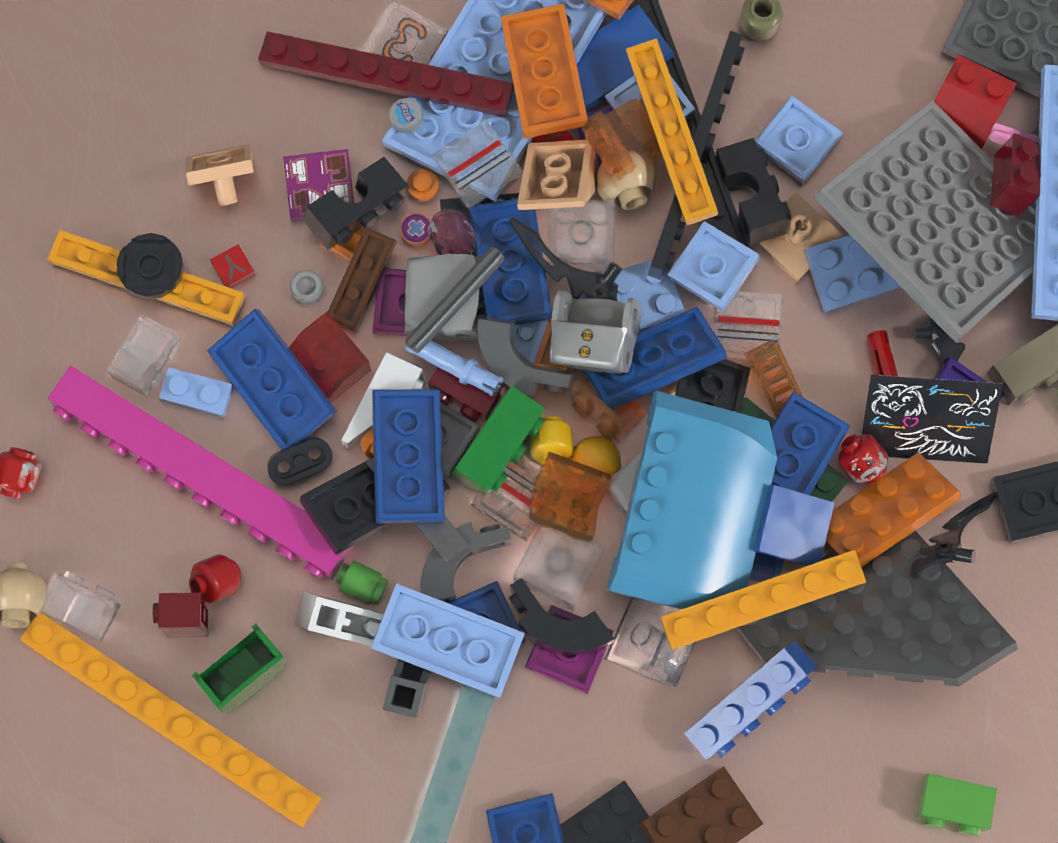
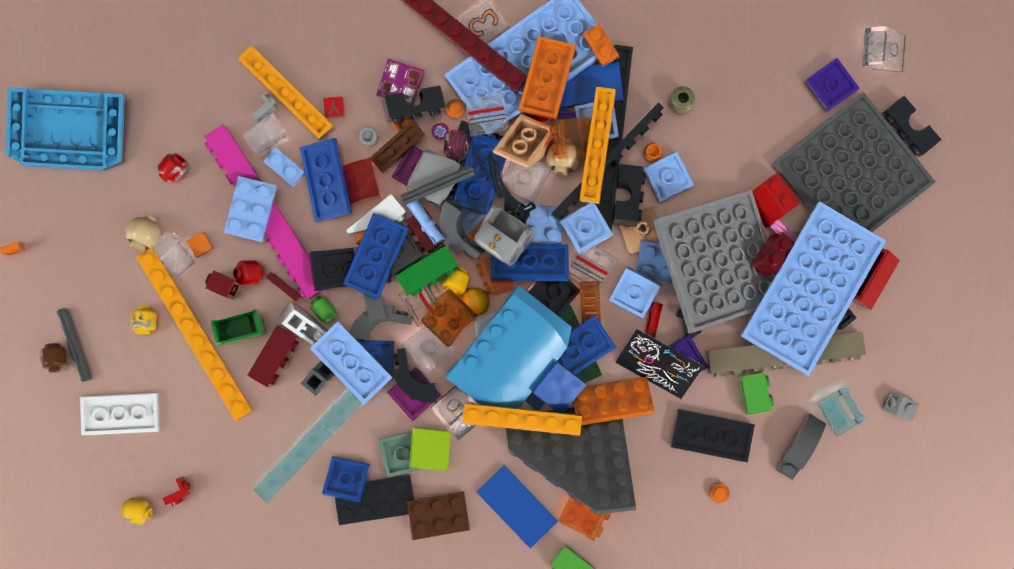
camera: 30 degrees right, 10 degrees up
(77, 734) = (143, 320): none -> yellow head
(115, 573) = (199, 244): none -> orange tile
(127, 315) = (265, 110): none -> light grey bracket
(150, 266) = (289, 88): black tile -> none
(173, 475) = (250, 209): none -> light blue plate
(220, 168) = (350, 50): light nougat tile -> none
(282, 576) = (284, 287): none -> dark red tile
(300, 463) = (321, 232): black plate -> none
(317, 693) = (274, 356): none -> dark red brick
(406, 115) = (462, 67): light grey tile -> none
(595, 753) = (396, 454): none -> sand green plate
(637, 723) = (429, 449): none -> lime tile
(750, 700) = (490, 467): brick -> none
(755, 114) = (653, 152): none -> orange plate
(821, 752) = (517, 506): none -> blue tile
(835, 330) = (635, 292): none -> light blue plate
(863, 458) = (614, 367): red head -> none
(933, 712) = (581, 519): none -> clear orange bracket
(948, 544) = (632, 437): black piece -> none

